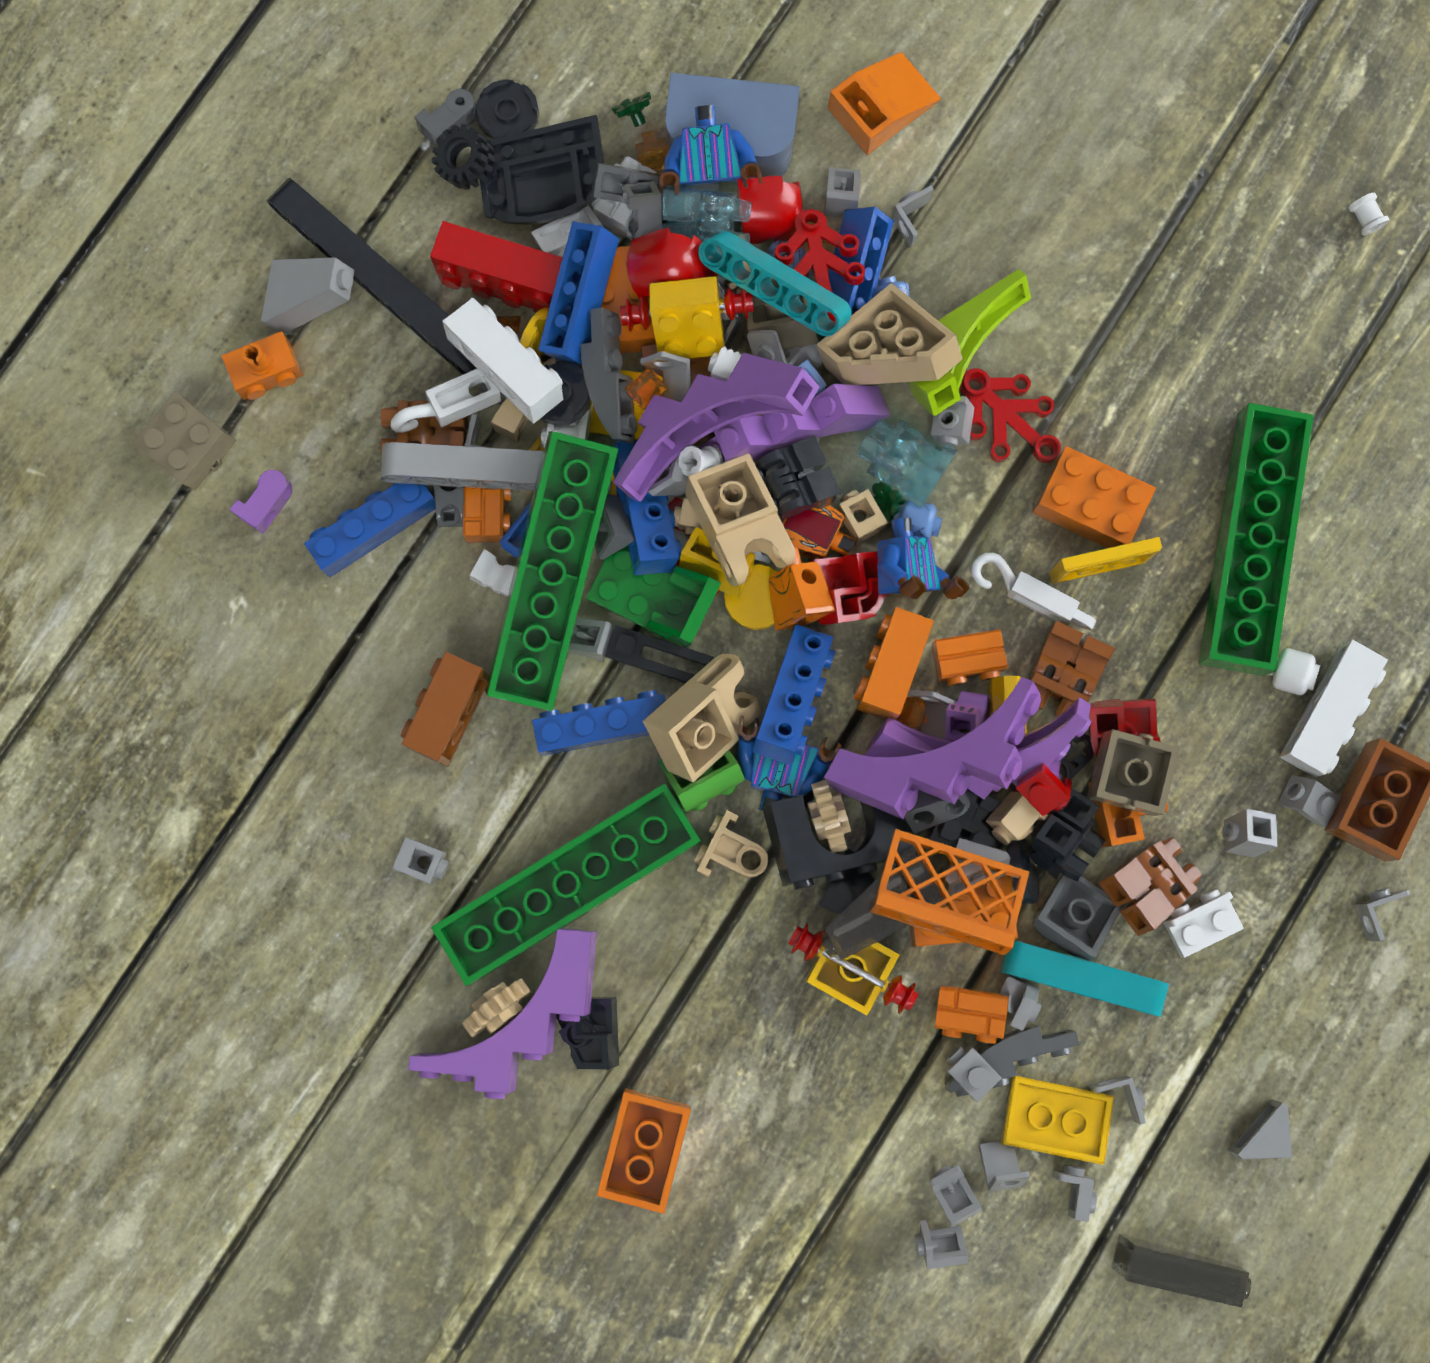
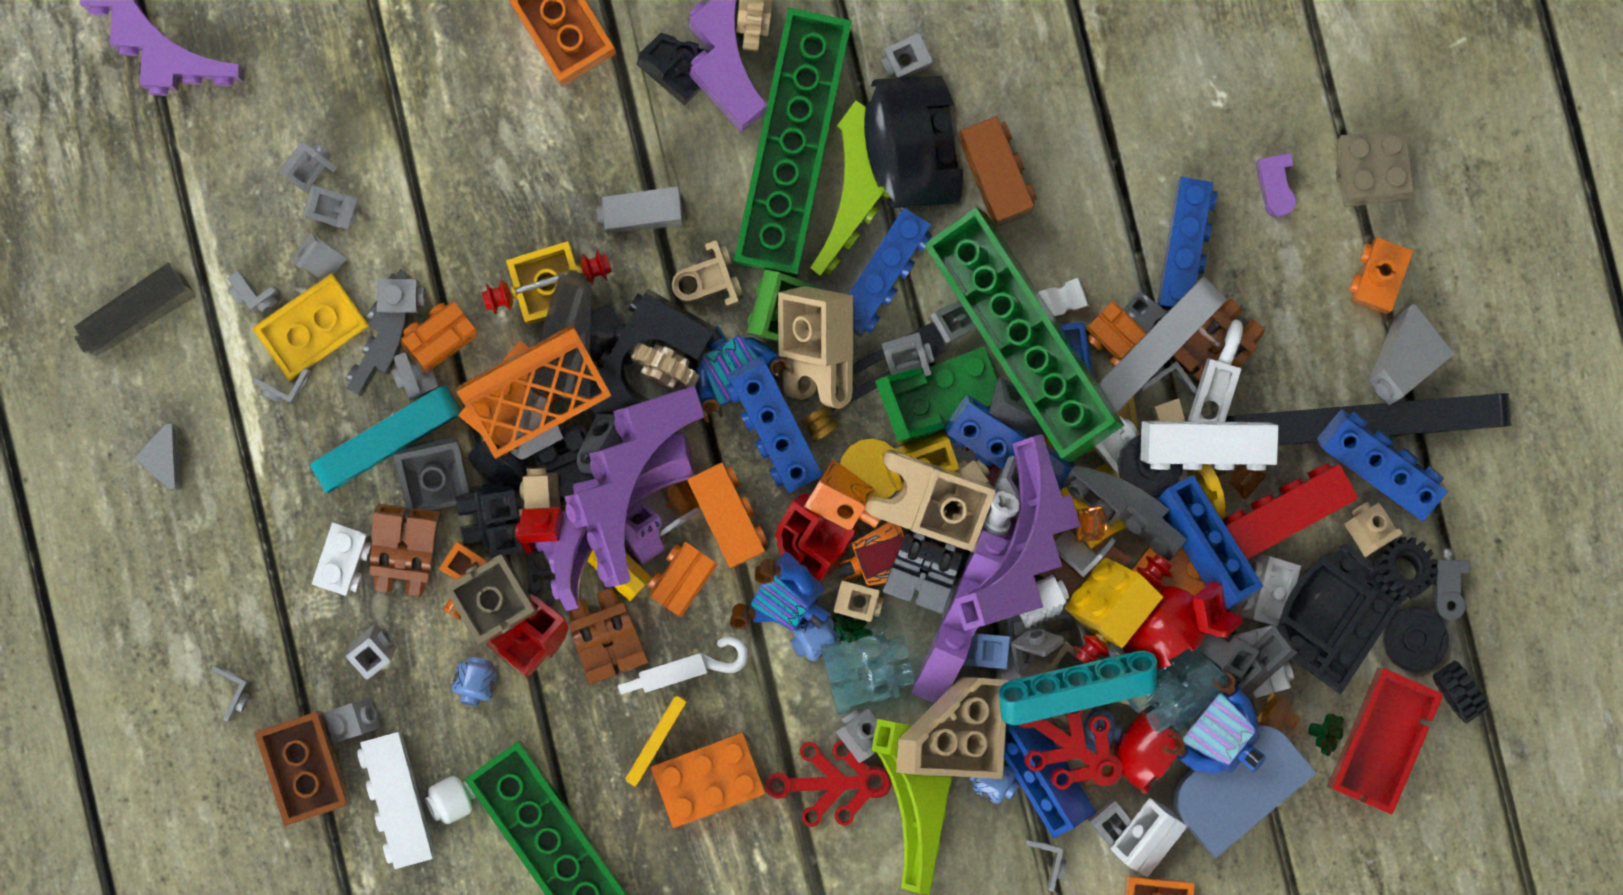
camera: 135 degrees right, 5 degrees up
(402, 235) = (1382, 464): none -> blue brick
(457, 203) = (1371, 528): none -> tan brick
(481, 795) = (913, 141): none -> black slope
(515, 40) = (1460, 691): none -> black tyre
(547, 802) = (858, 196): none -> lime arch
(601, 60) = (1384, 740): none -> red piece
(628, 240) = (1212, 612): none -> red bracket
(646, 646) = (908, 354): none -> light grey bracket
(729, 950) = (641, 210): none -> light grey slope
(759, 664) = (820, 424): none -> pearl gold wheel
(828, 157) = (1148, 837): none -> white brick
(1193, 736) = (474, 681): none -> medium blue head

